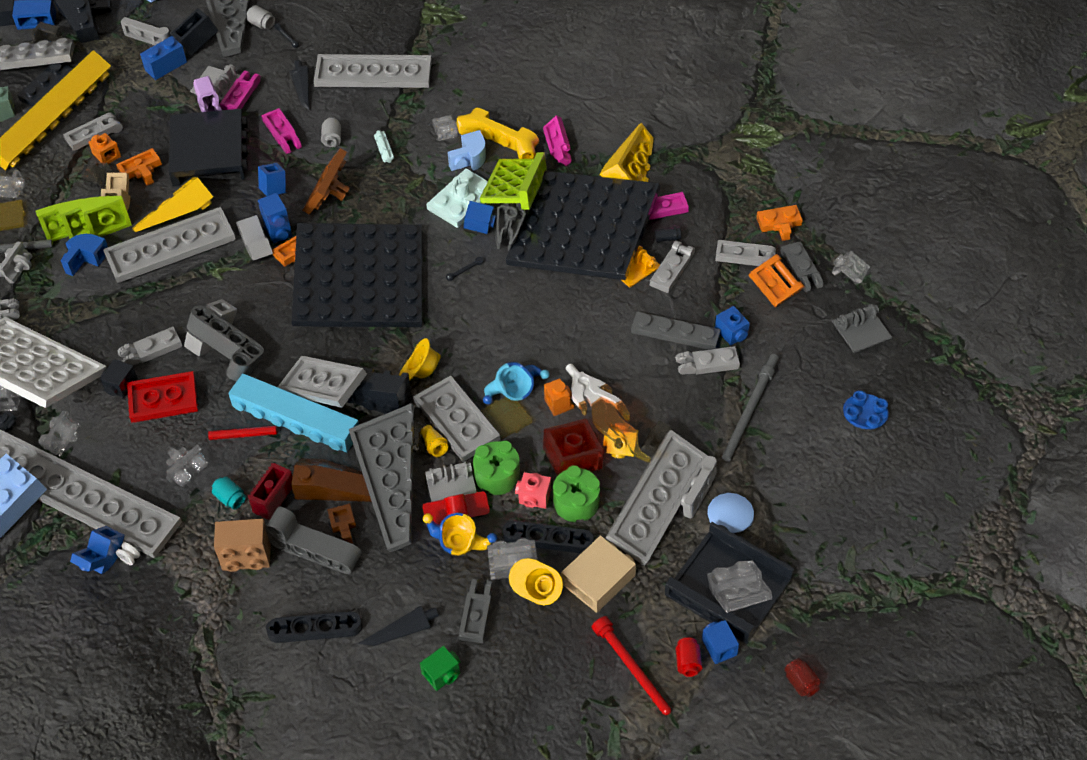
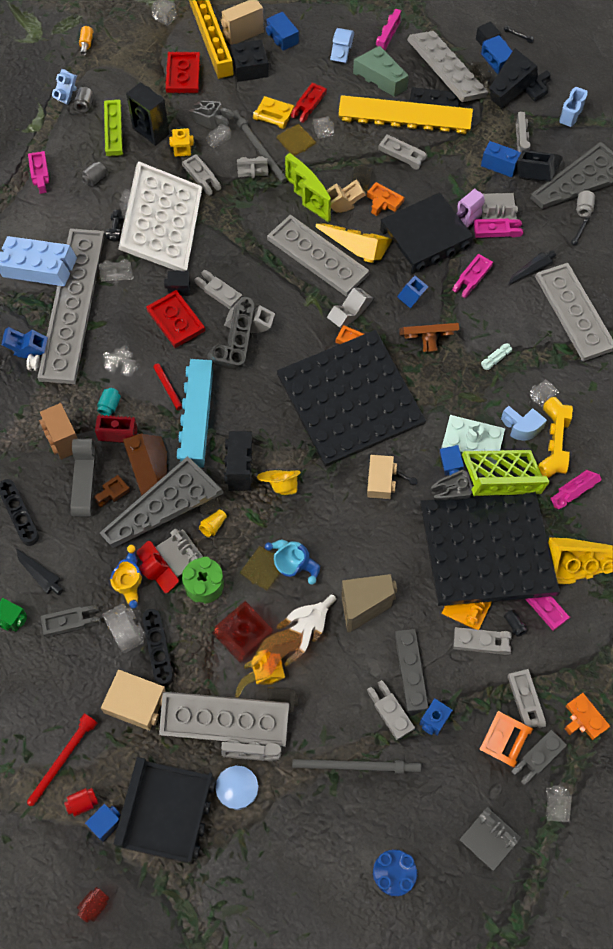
camera: 65 degrees right, 10 degrees up
(83, 249) = (283, 201): blue brick -> none
(101, 144) = (389, 163): orange brick -> none
(275, 218) = (372, 311): blue brick -> none
(323, 380) = (226, 417): light grey plate -> none
(331, 132) = (488, 311): light grey brick -> none
(456, 417) = (241, 531): light grey plate -> none
(463, 279) = (380, 477): none -> tan brick
(534, 490) = (191, 617): coral brick -> none
(536, 581) = (105, 656): yellow piece -> none
(557, 397) = (293, 598): orange brick -> none
(576, 494) = (200, 641): bright green brick -> none
(590, 335) = (366, 599): none -> dark tan slope
(738, 586) = (156, 819): clear plate -> none

